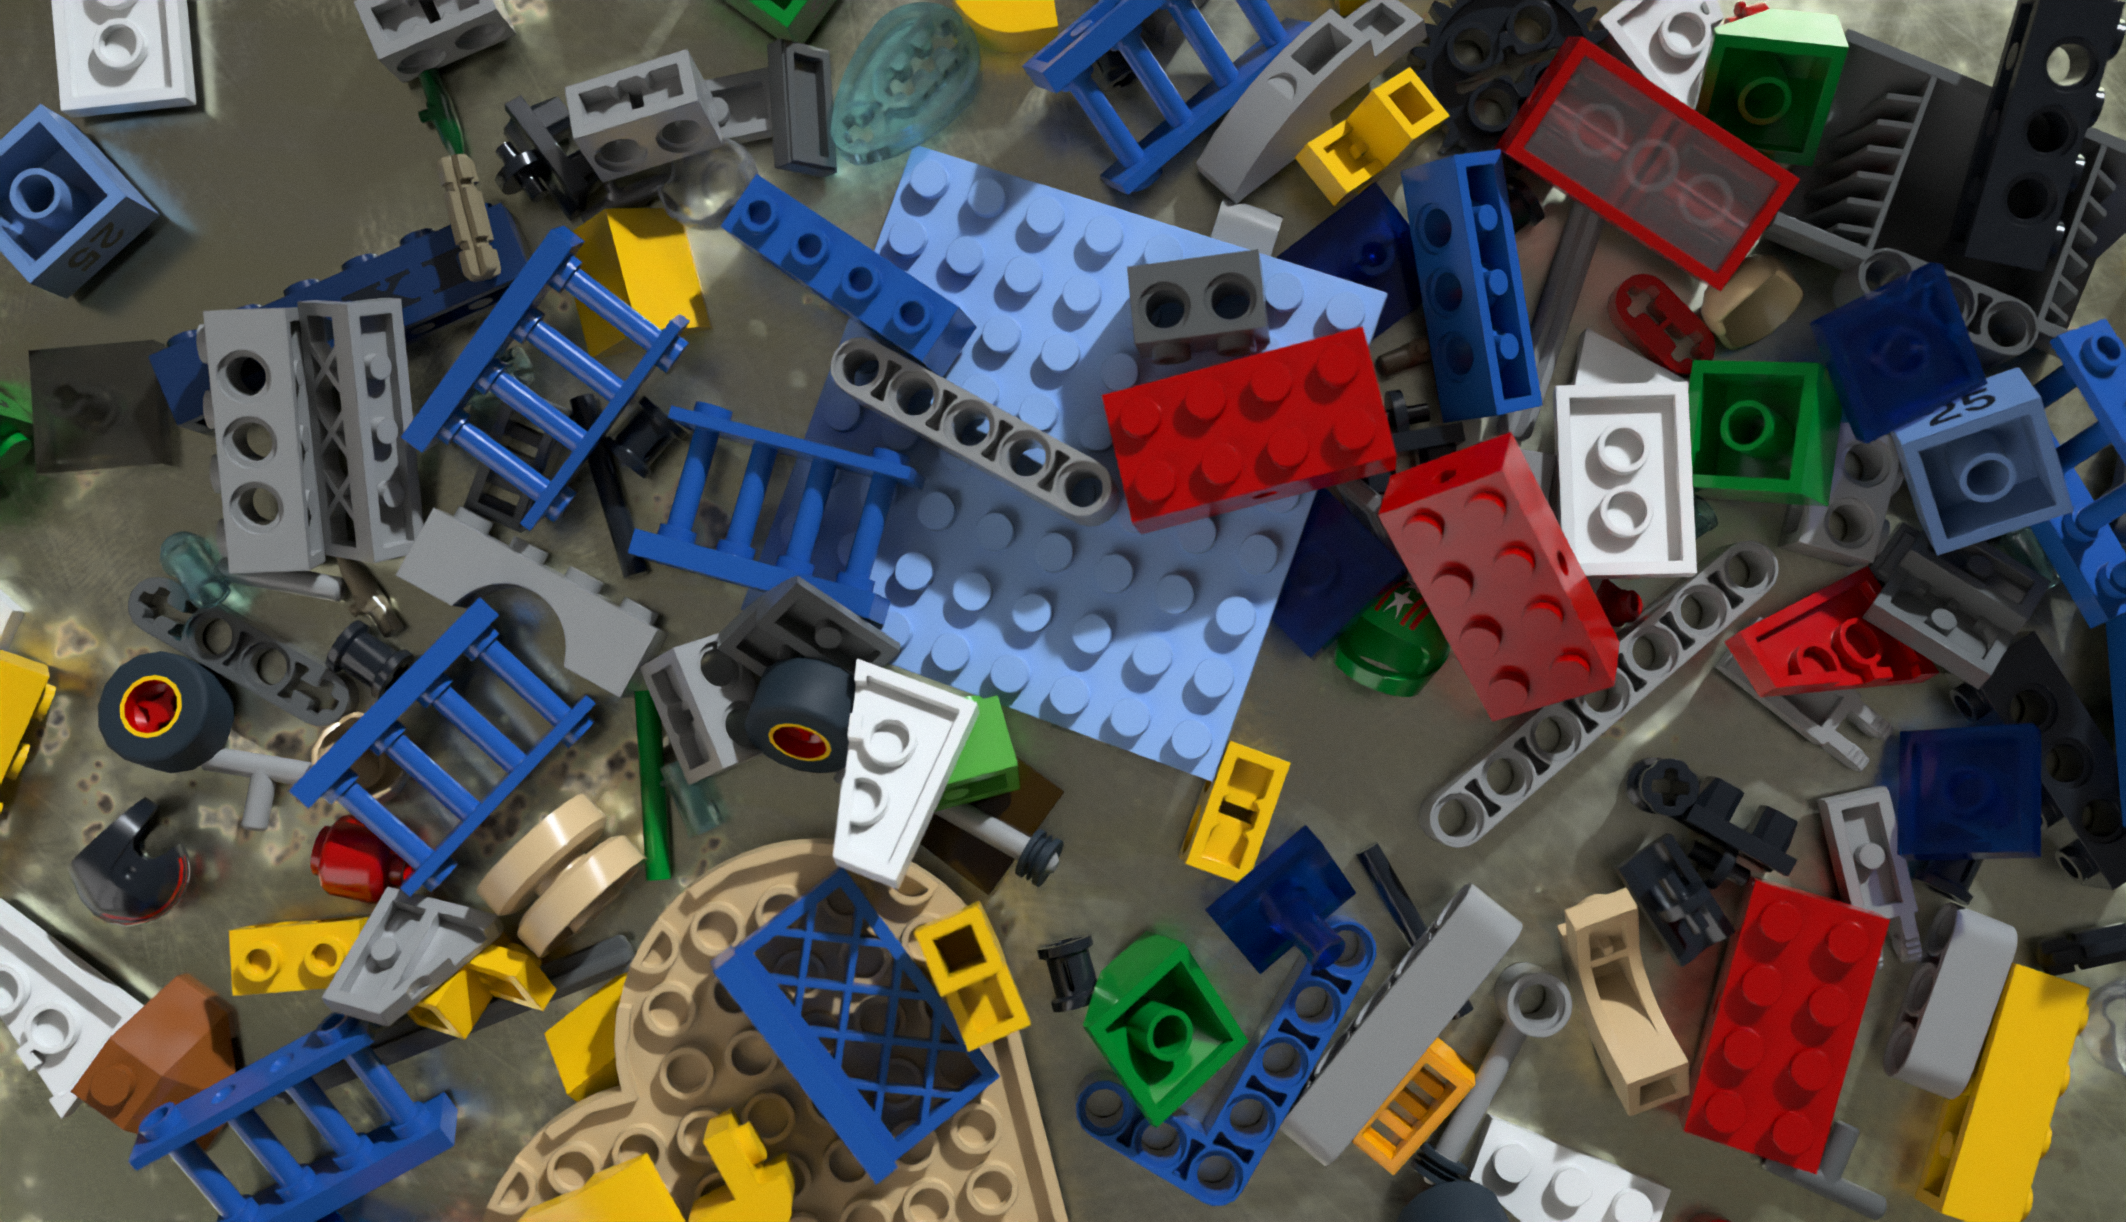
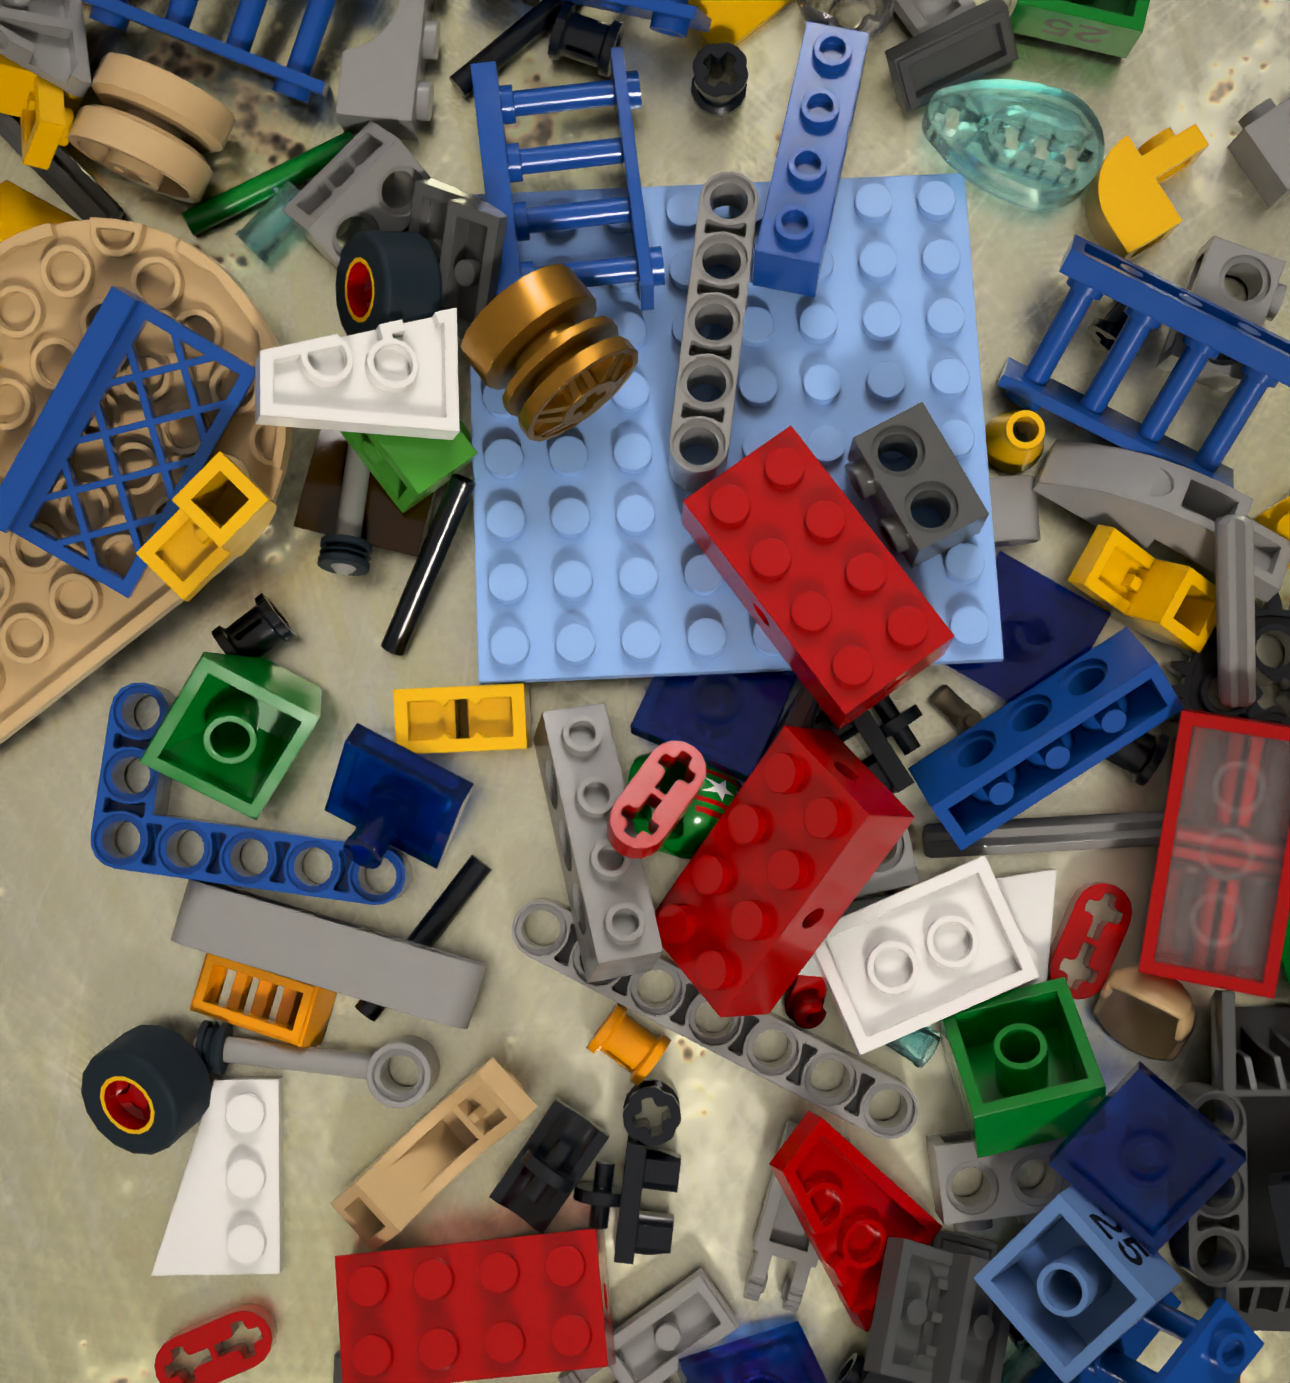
camera: 70 degrees right, 0 degrees up
(717, 331) = (715, 61): none -> black bush
(924, 593) = (548, 351): none -> pearl gold wheel
(1075, 784) = (428, 564): none -> black bar
(1176, 211) = (1005, 450): none -> yellow cone
(1402, 733) = (603, 887): none -> light grey brick
(1404, 652) = (644, 791): none -> beam
(1429, 66) = (1235, 610): none -> light grey axle
(1590, 781) = (628, 1044): none -> light orange bush

